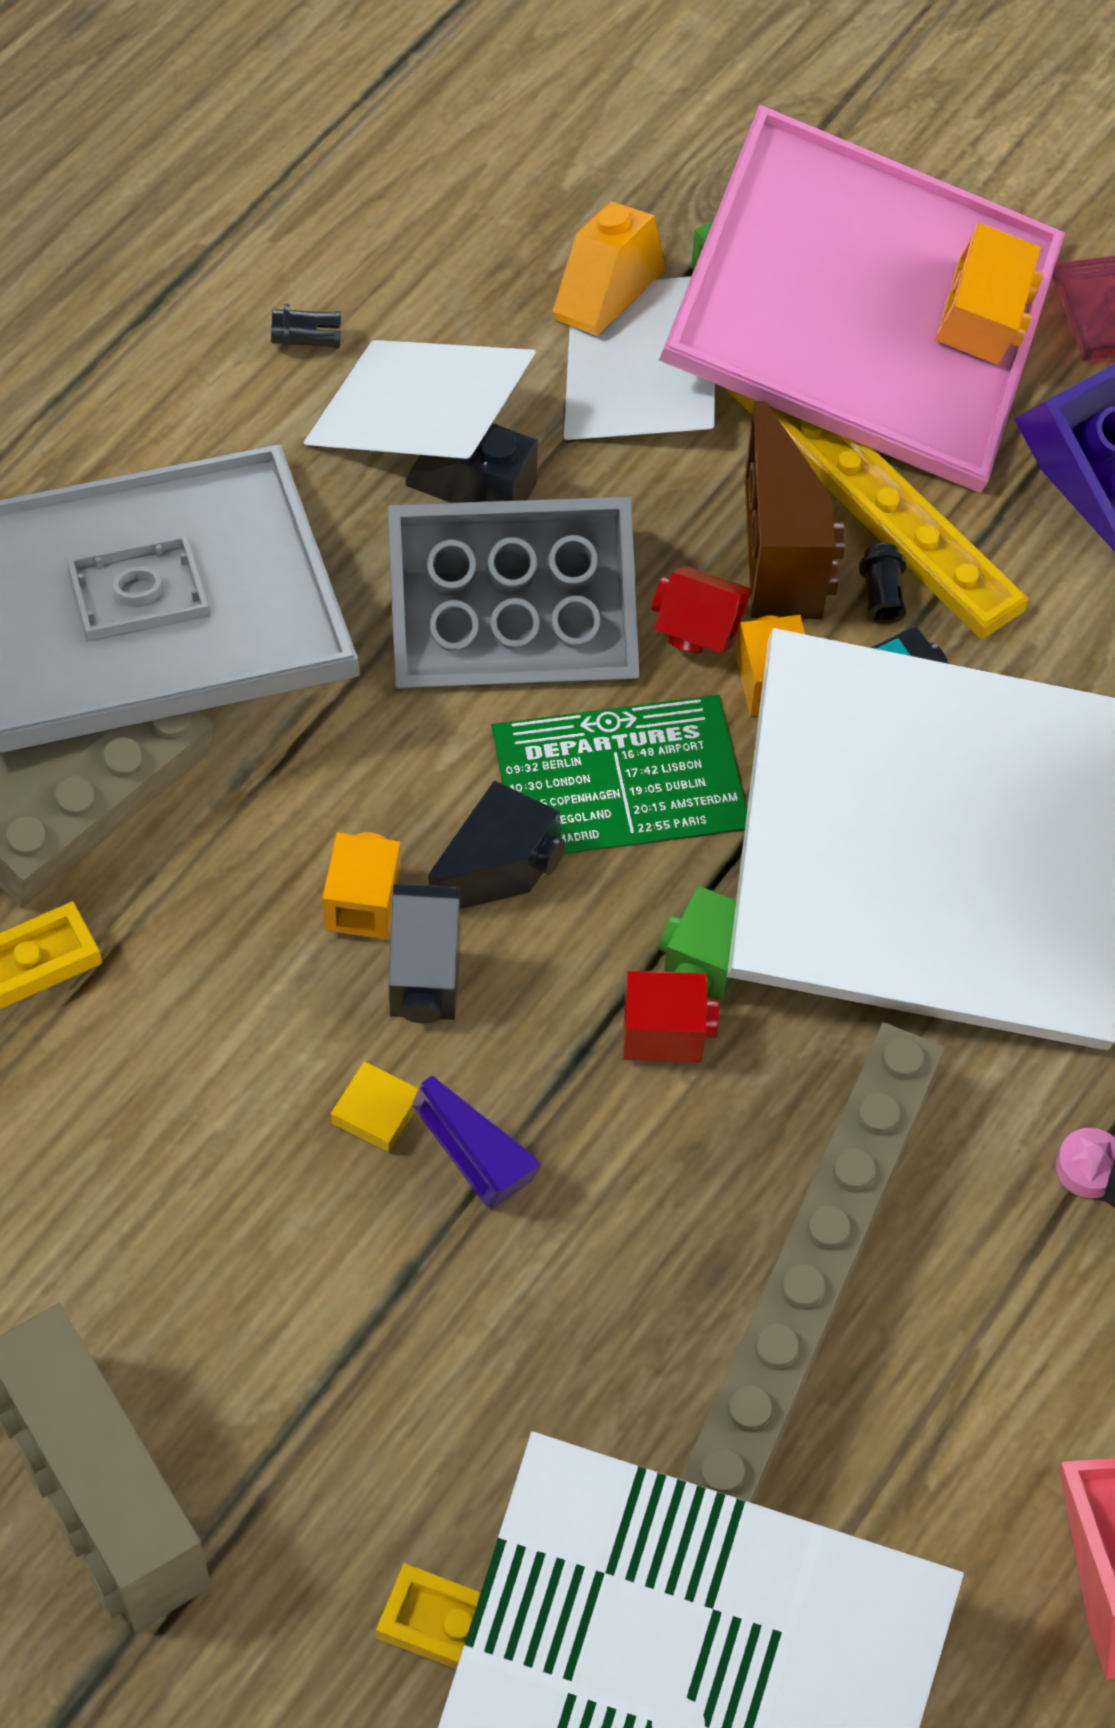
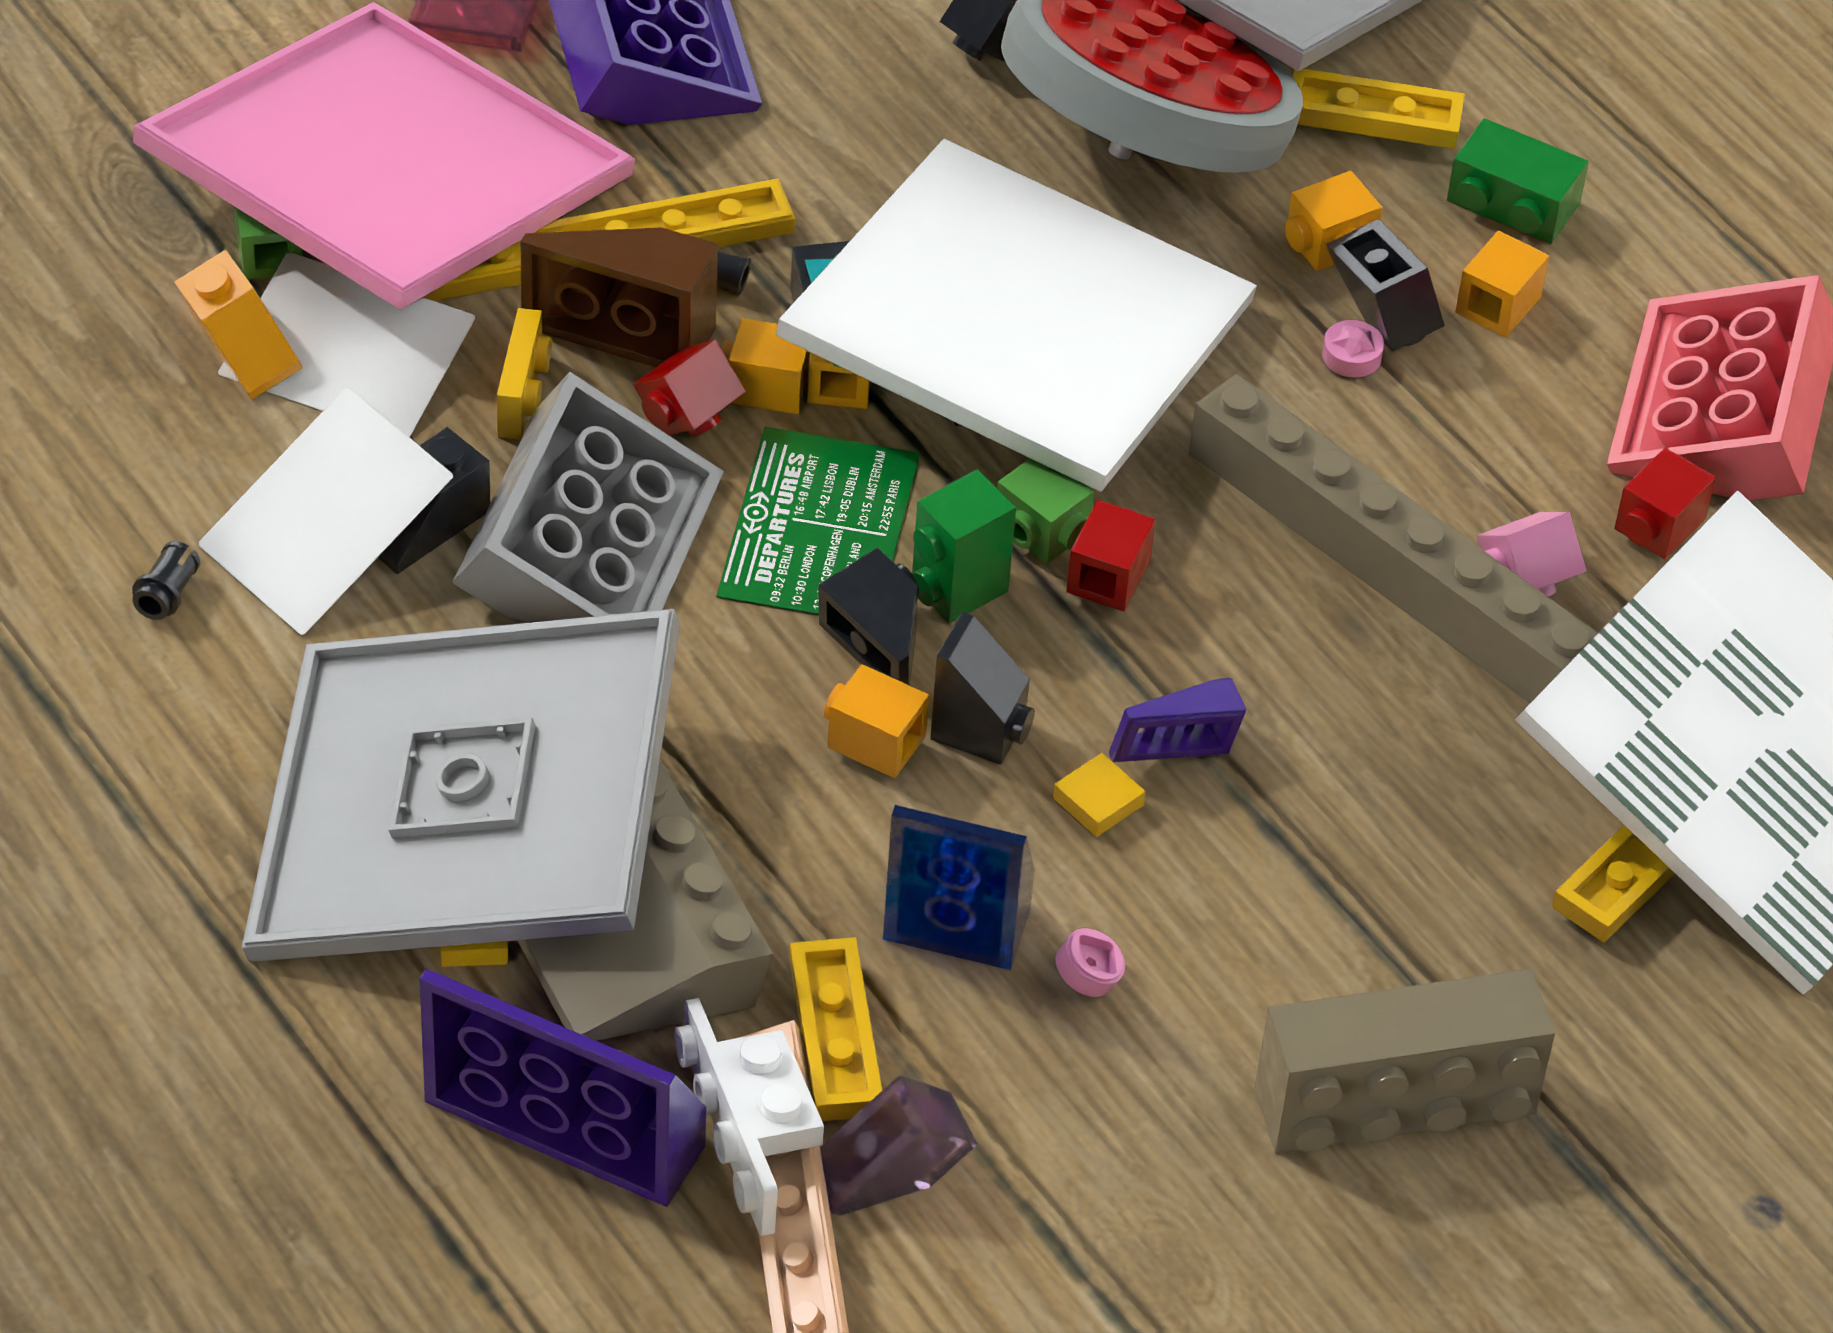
camera: 70 degrees left, 10 degrees down
(156, 1158) = (1090, 962): none -> bright pink tile
(171, 1003) = (957, 887): none -> clear blue slope
(597, 880) = (963, 546): none -> green brick
(668, 481) = (518, 389): none -> yellow plate
(859, 1409) = (1537, 549): none -> bright pink brick
(990, 294) = (441, 65): light orange brick -> none
(1003, 1528) = (1664, 503): none -> red brick

